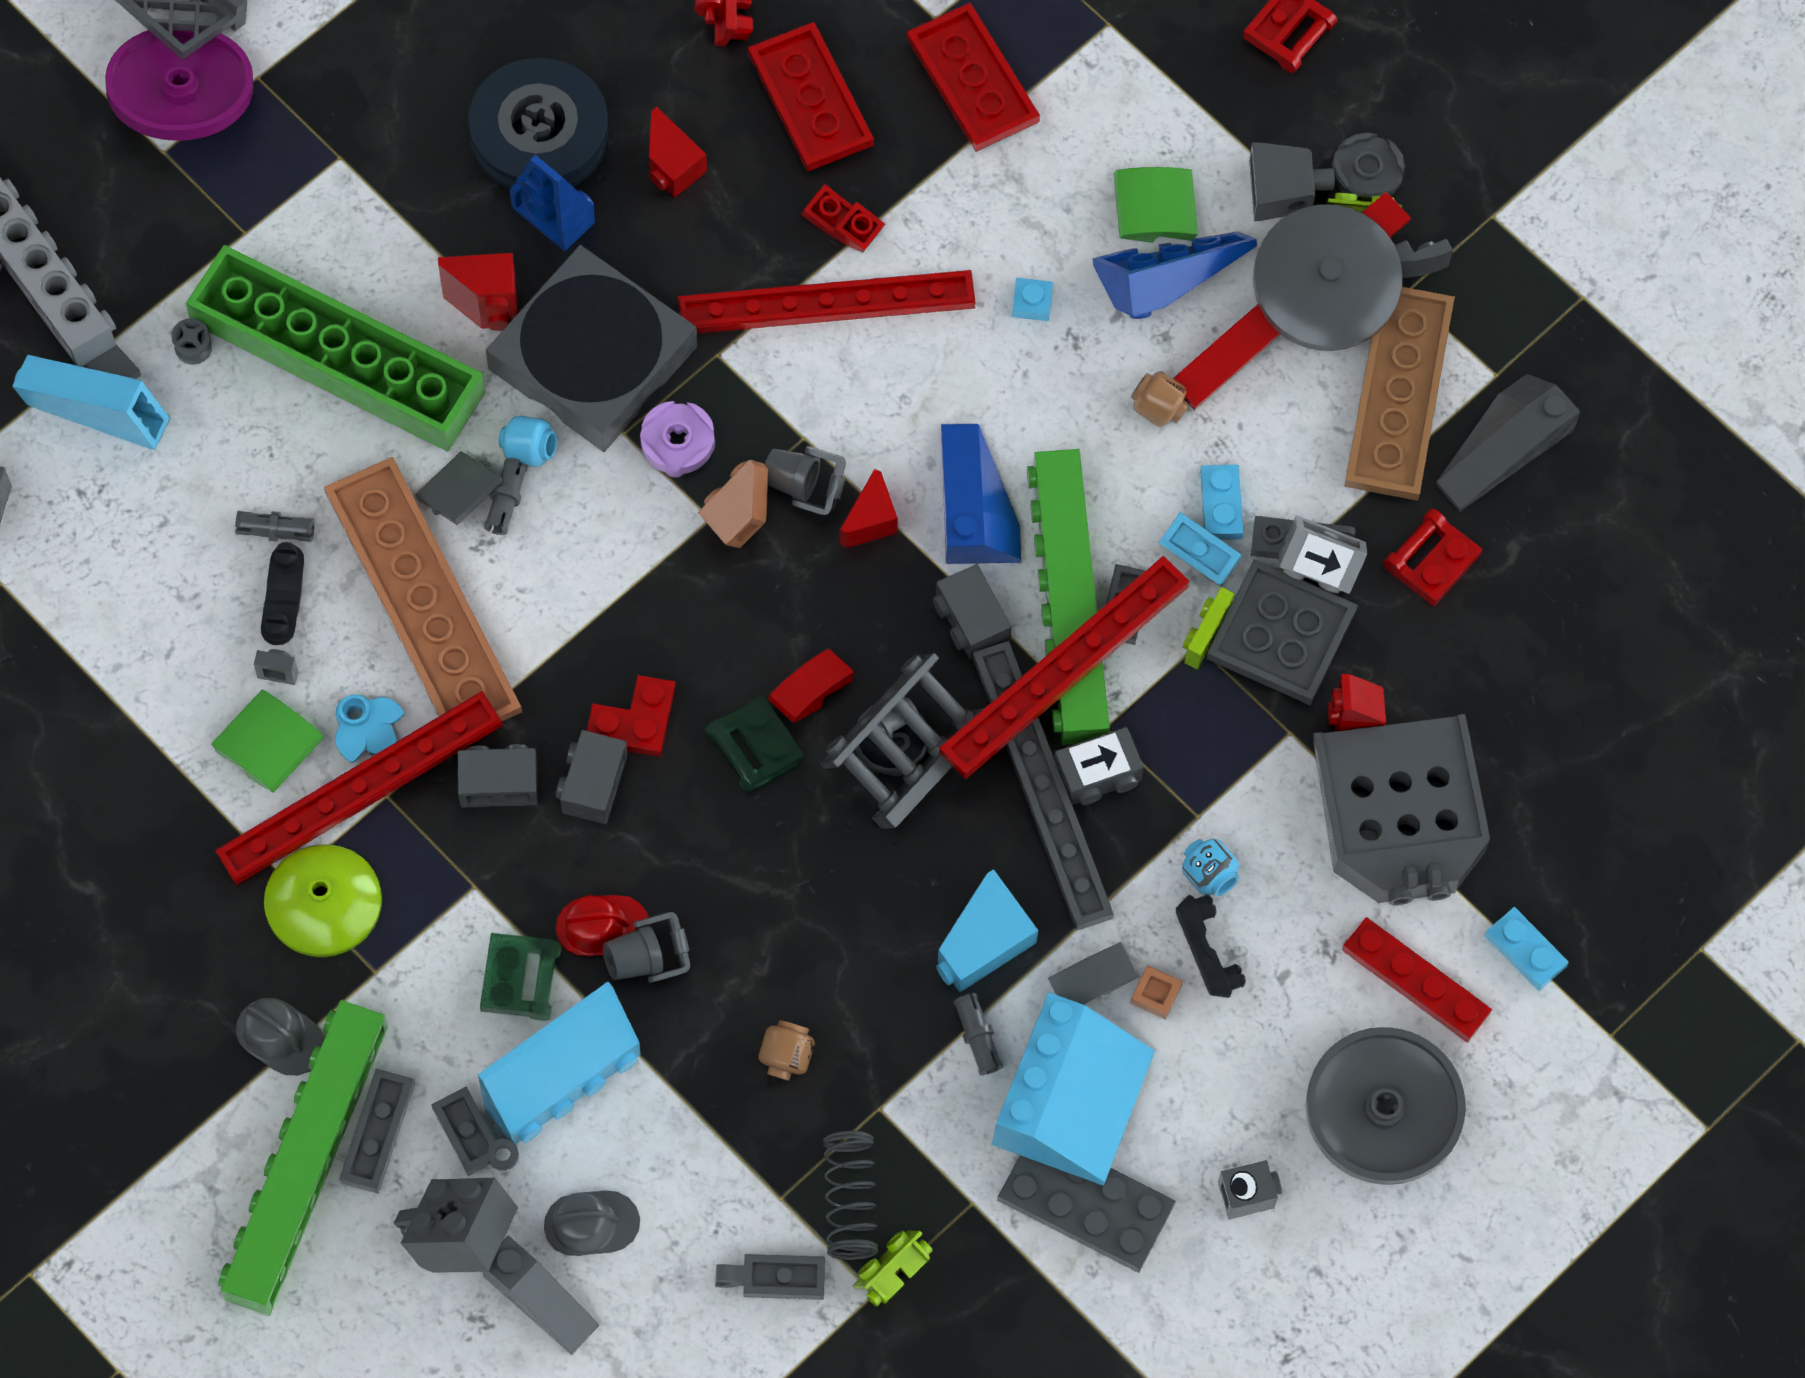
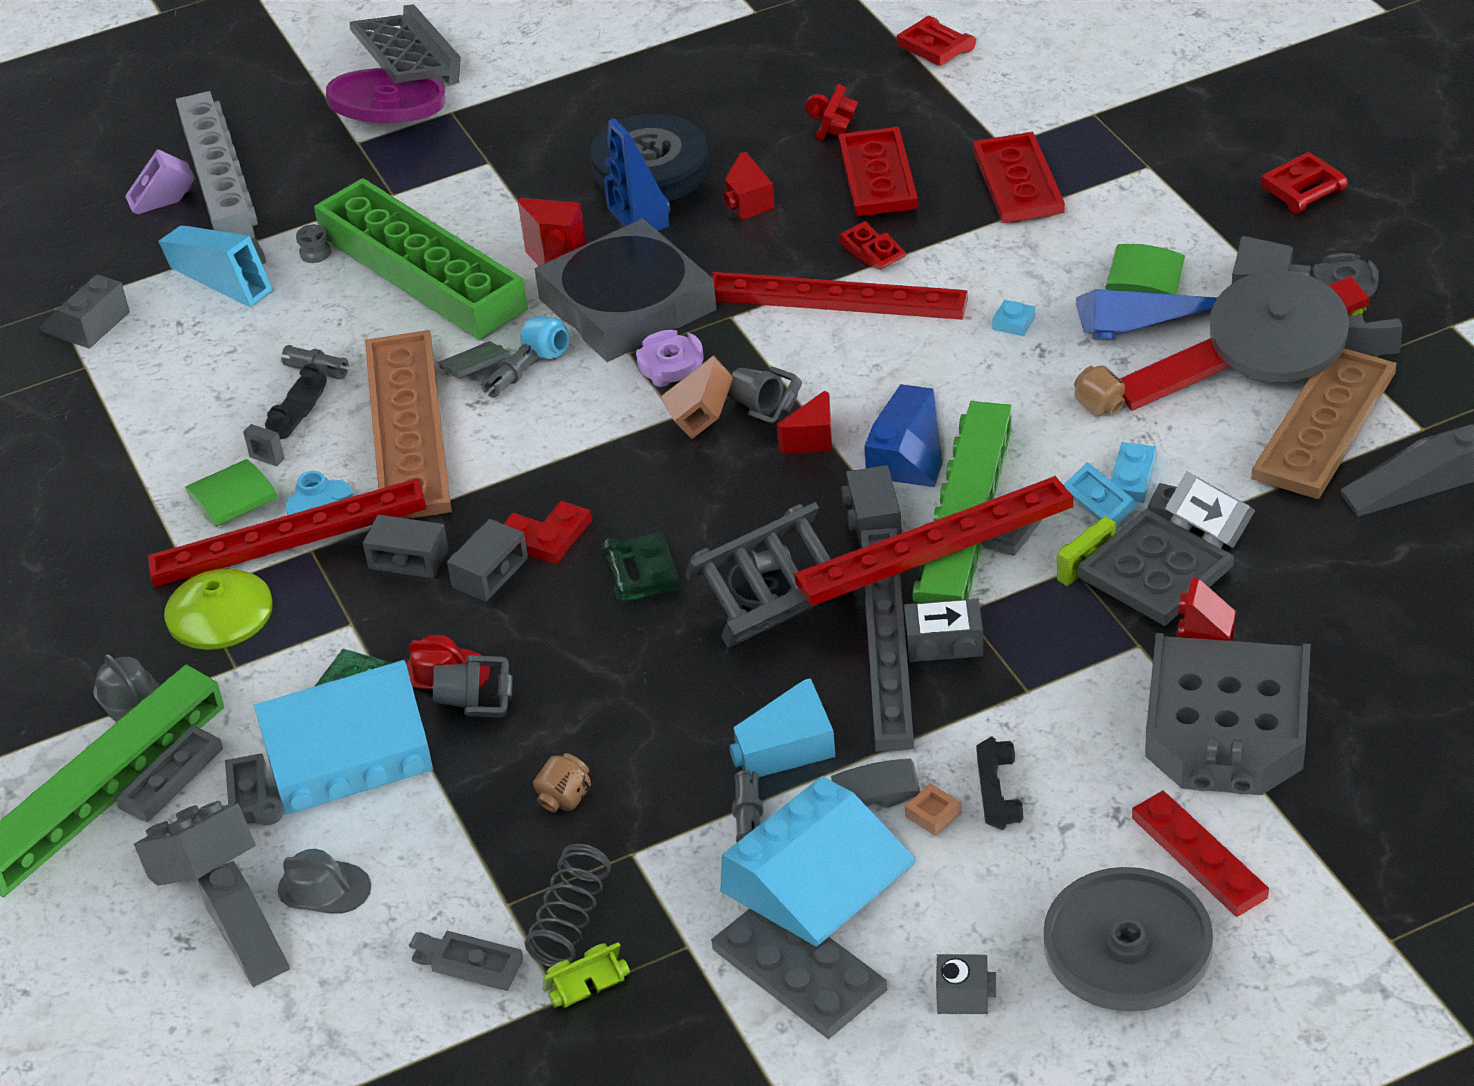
camera: 25 degrees right, 25 degrees down
(808, 685) = (703, 529): red slope -> none
(1210, 867) = (1021, 720): medium azure head -> none
(1441, 566) = (1325, 549): red plate -> none
(1526, 949) = (1321, 849): medium azure plate -> none

